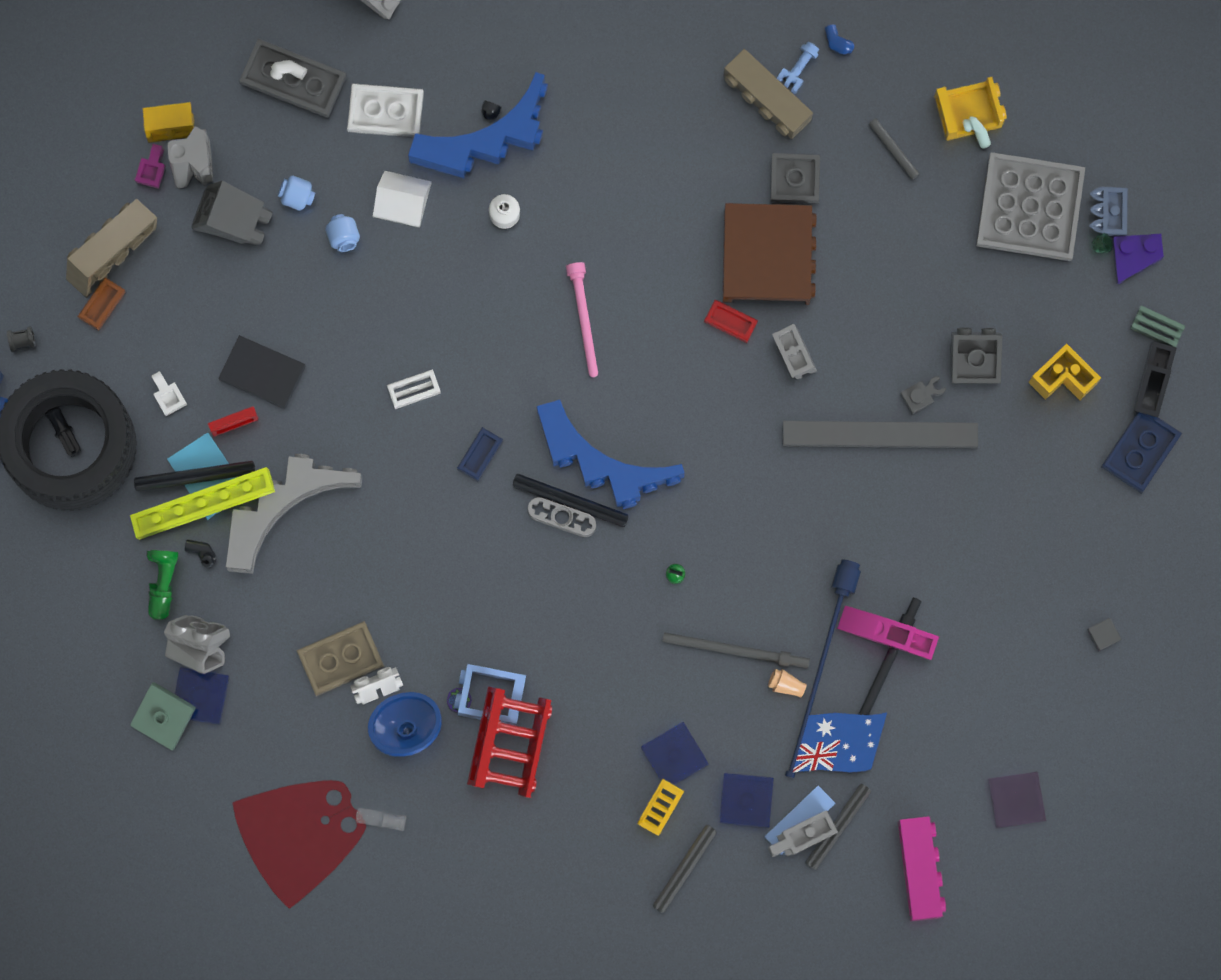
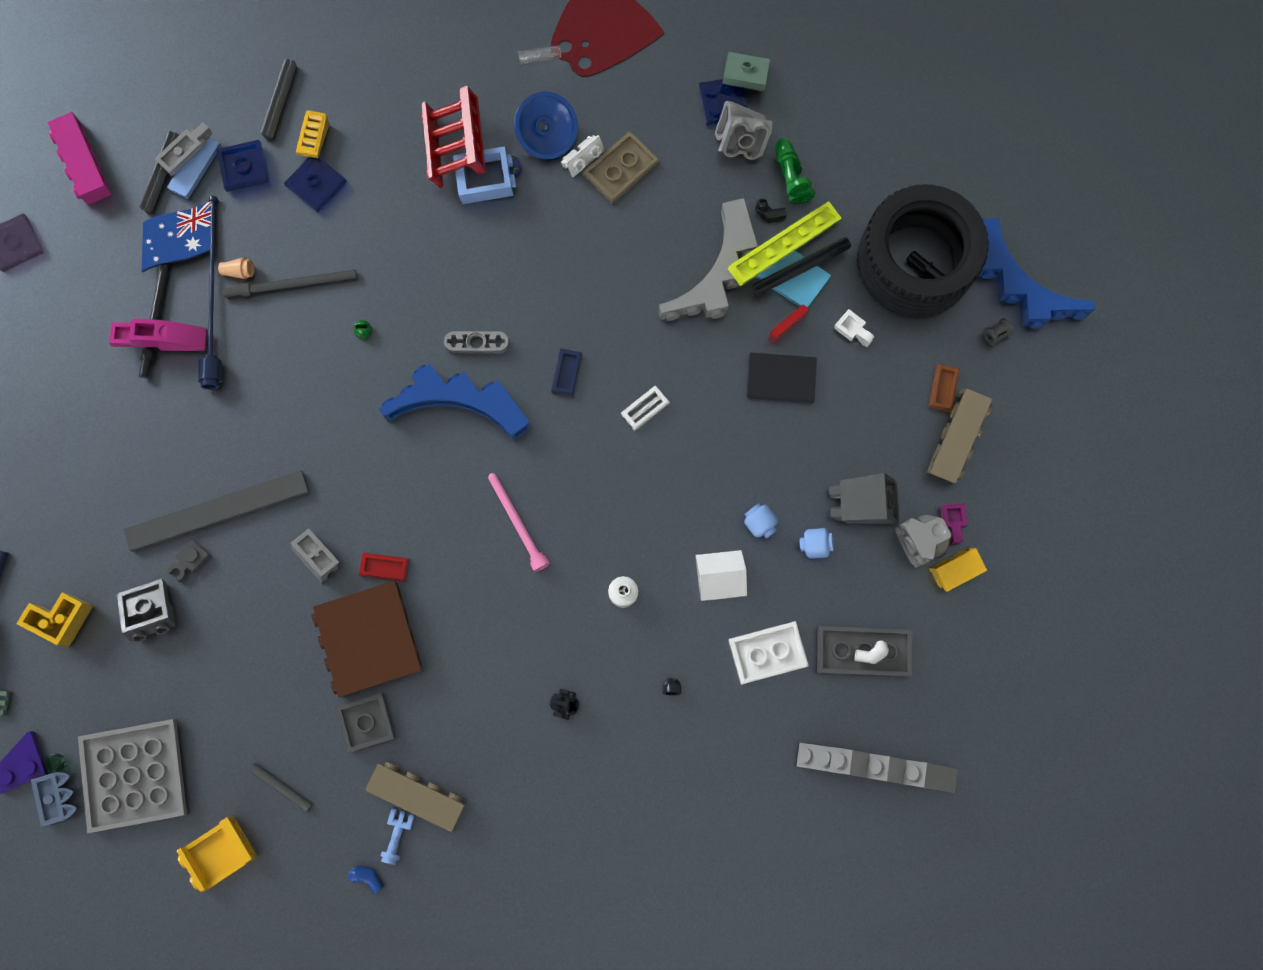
camera: 160 degrees right, 0 degrees up
(454, 153) = (640, 677): blue arch -> none
(570, 500) = (474, 359): black axle -> none
(599, 128) = (564, 704): none -> black gear
(980, 131) = (199, 833): light aqua arm -> none

